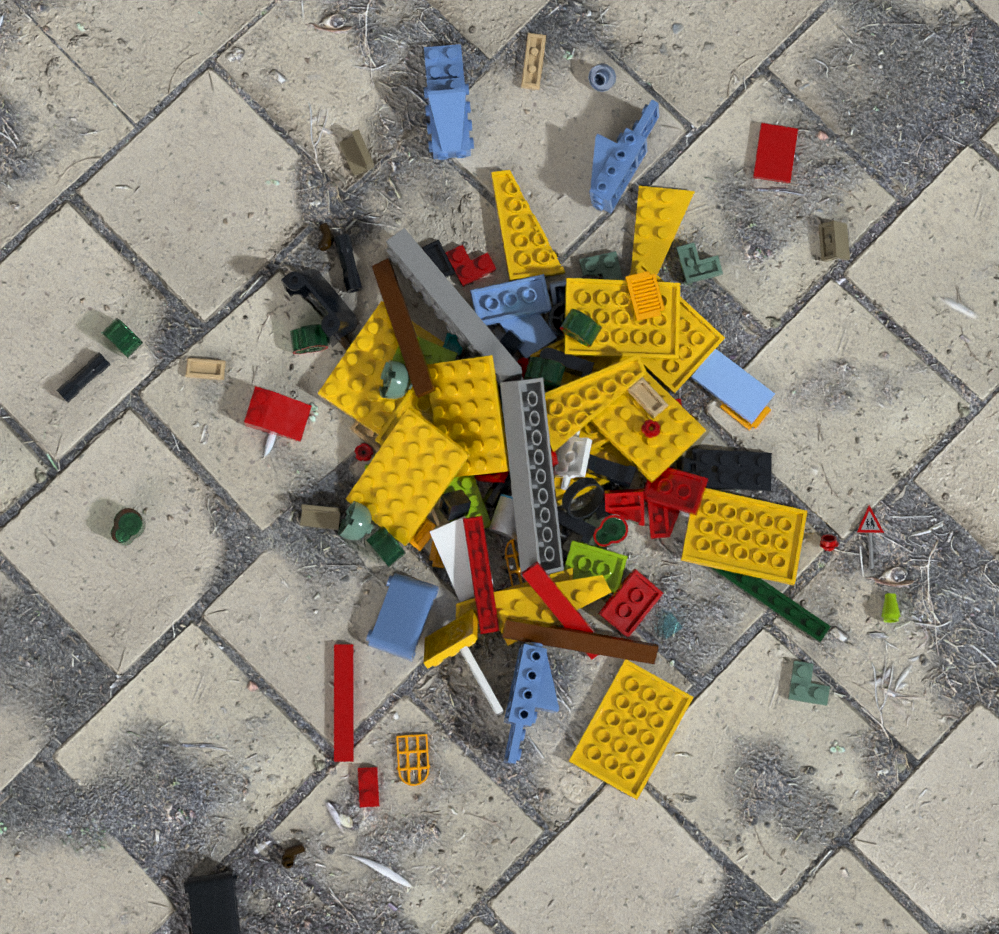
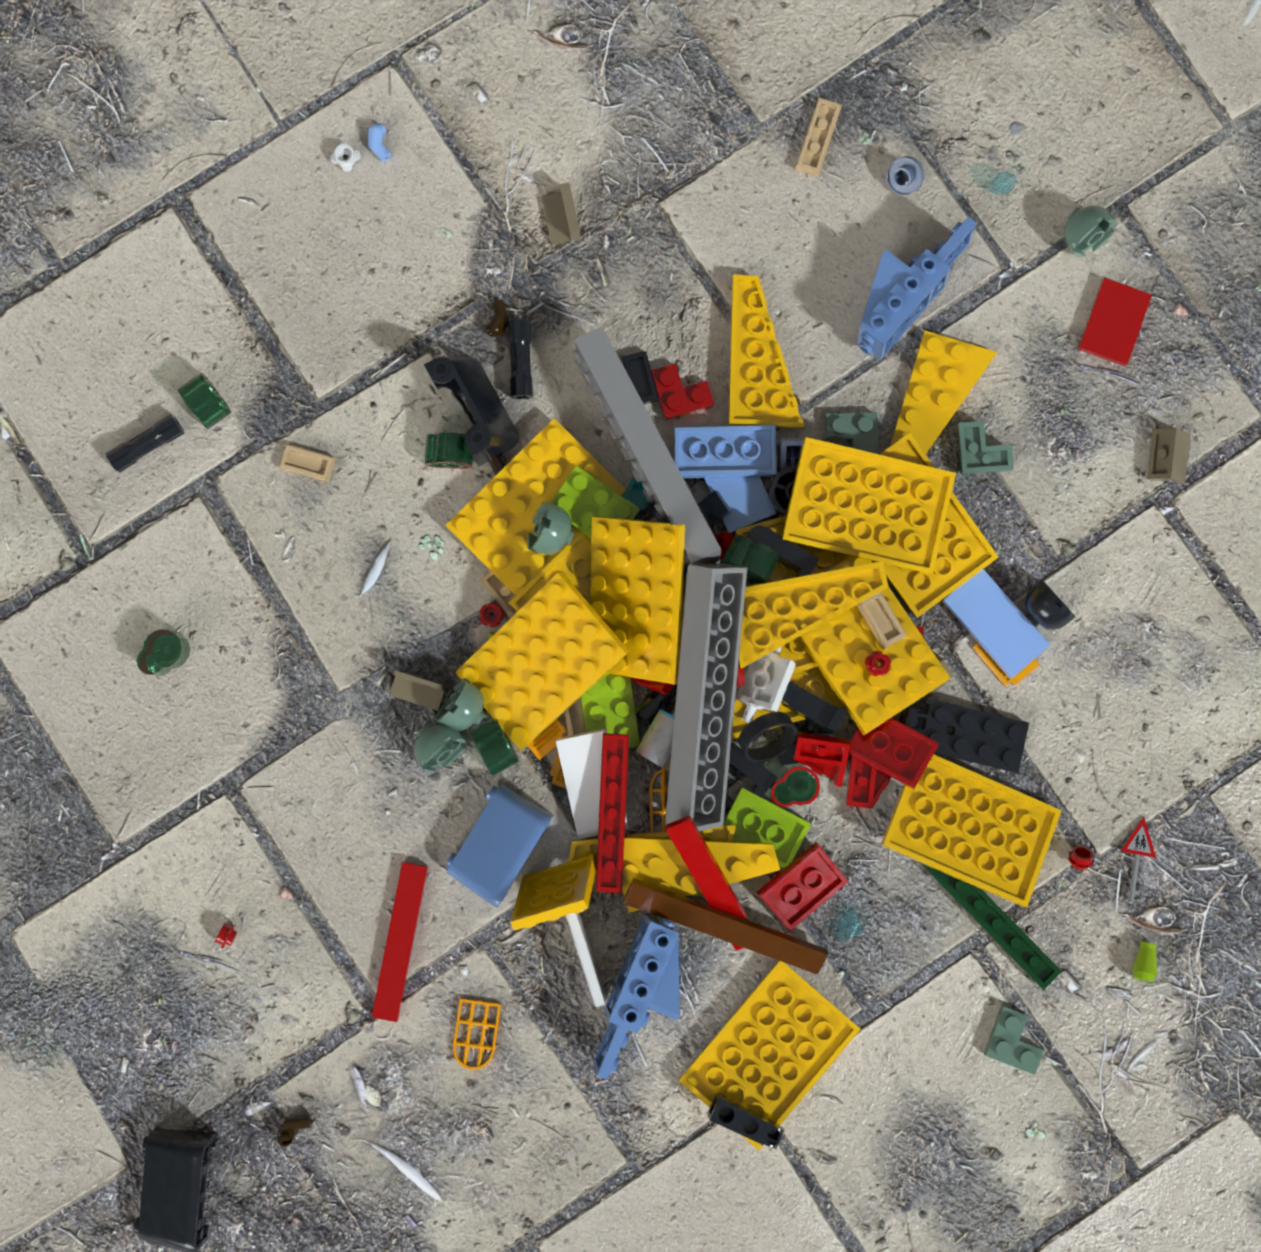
camera: 15 degrees right, 5 degrees up
(189, 136) = (342, 150): none -> white plate
(209, 126) = (375, 136): none -> light blue arm
(214, 724) = (226, 935): none -> red plate
(277, 414) = (388, 542): red slope -> none
(344, 554) = (437, 746): none -> sand green cylinder
(368, 787) = (410, 1059): red plate -> none
(403, 328) = (574, 462): reddish brown tile -> none
(447, 103) = (693, 170): medium blue wedge -> none
(454, 505) = (596, 711): black panel -> none
(580, 327) = (811, 509): clear green piece -> none
(622, 778) = (744, 1121): none -> black leg
(645, 295) = (905, 481): light orange window -> none
(674, 69) = (1003, 183): none -> clear light blue plate
(741, 90) = (1088, 229): none -> sand green cylinder
(766, 367) = (1046, 608): none -> black cylinder

